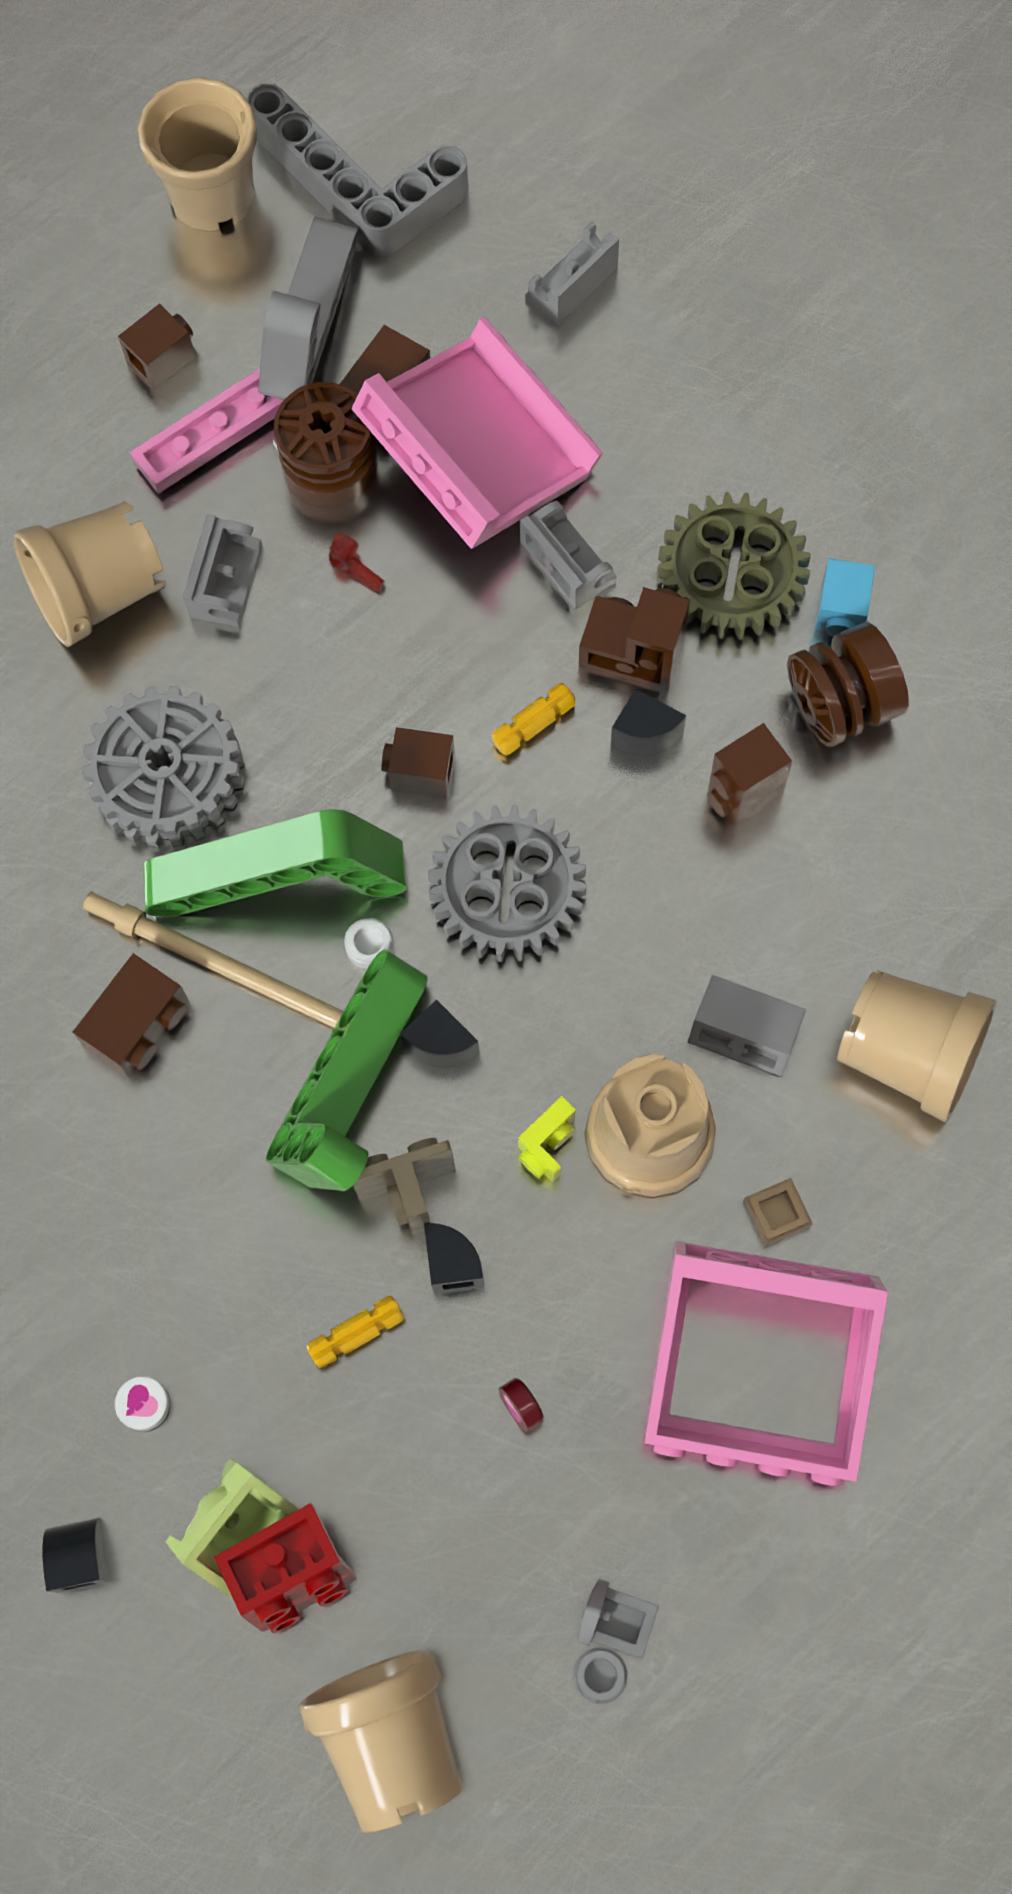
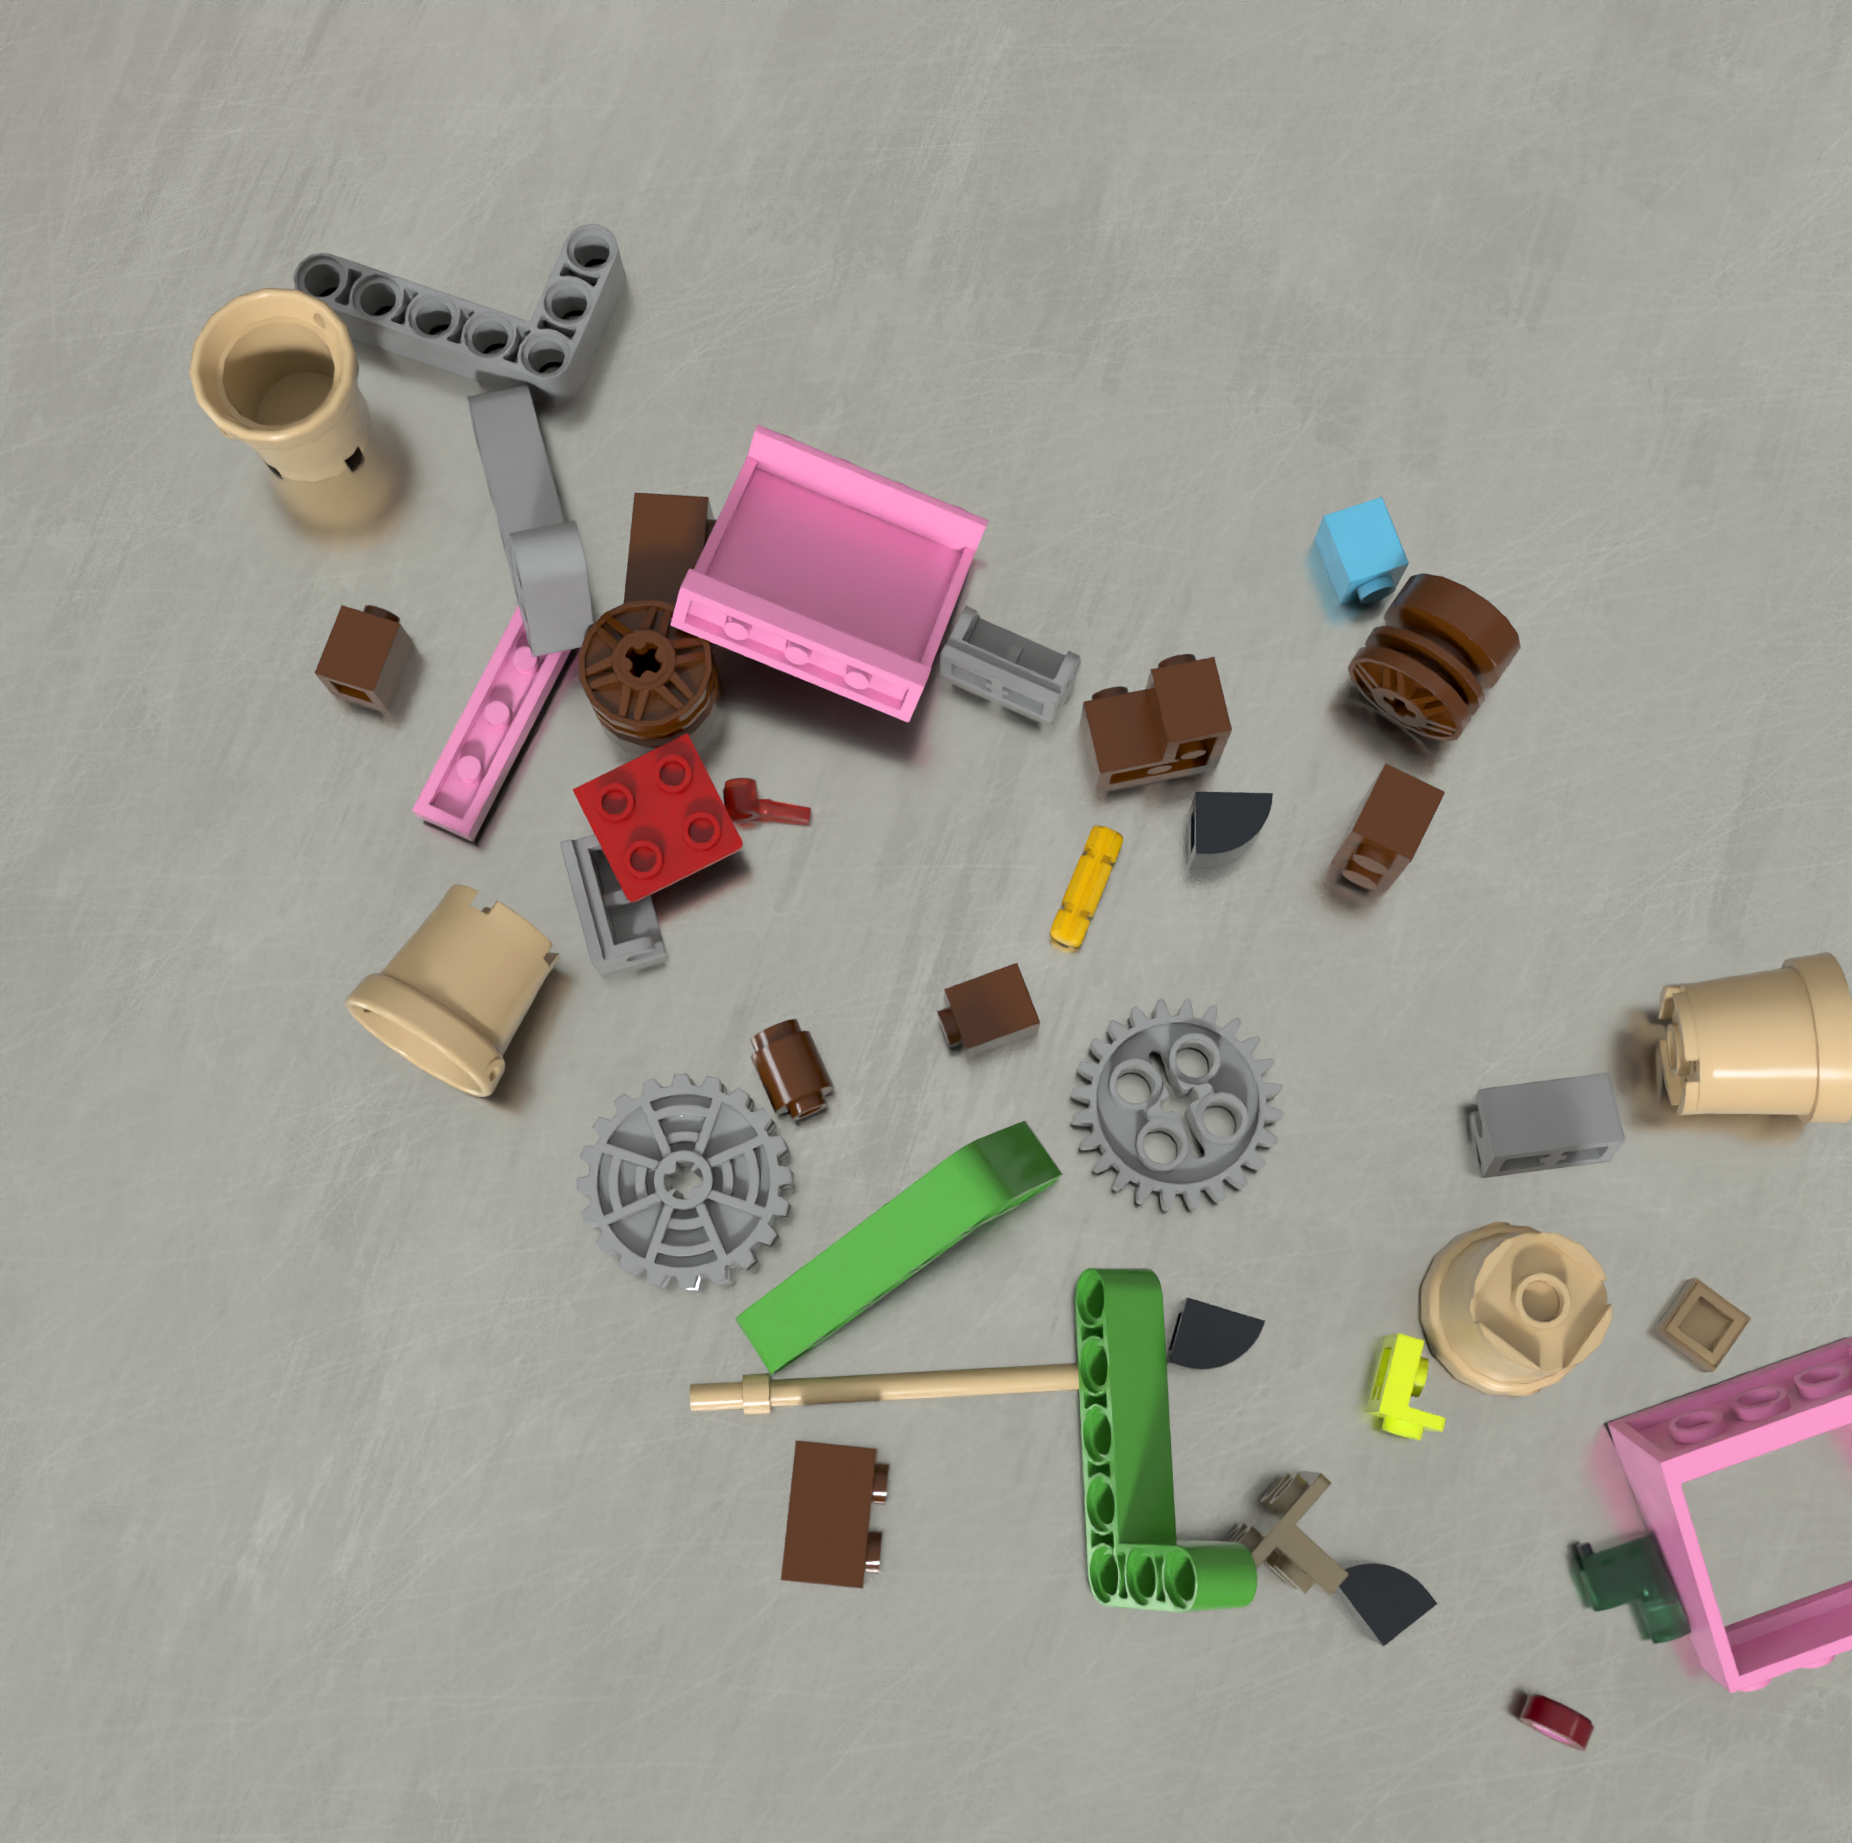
camera: 30 degrees left, 5 degrees up
(271, 731) = (791, 1069): none -> reddish brown brick
(278, 530) = (658, 818): none -> red bracket
(355, 1332) = (1315, 1743): yellow axle -> none
(366, 939) = (1054, 1263): white tile -> none
(574, 275) = (816, 312): light grey hinge -> none
(631, 1340) = (1630, 1572): none -> clear green piece
(776, 572) = (1264, 563): olive gear -> none

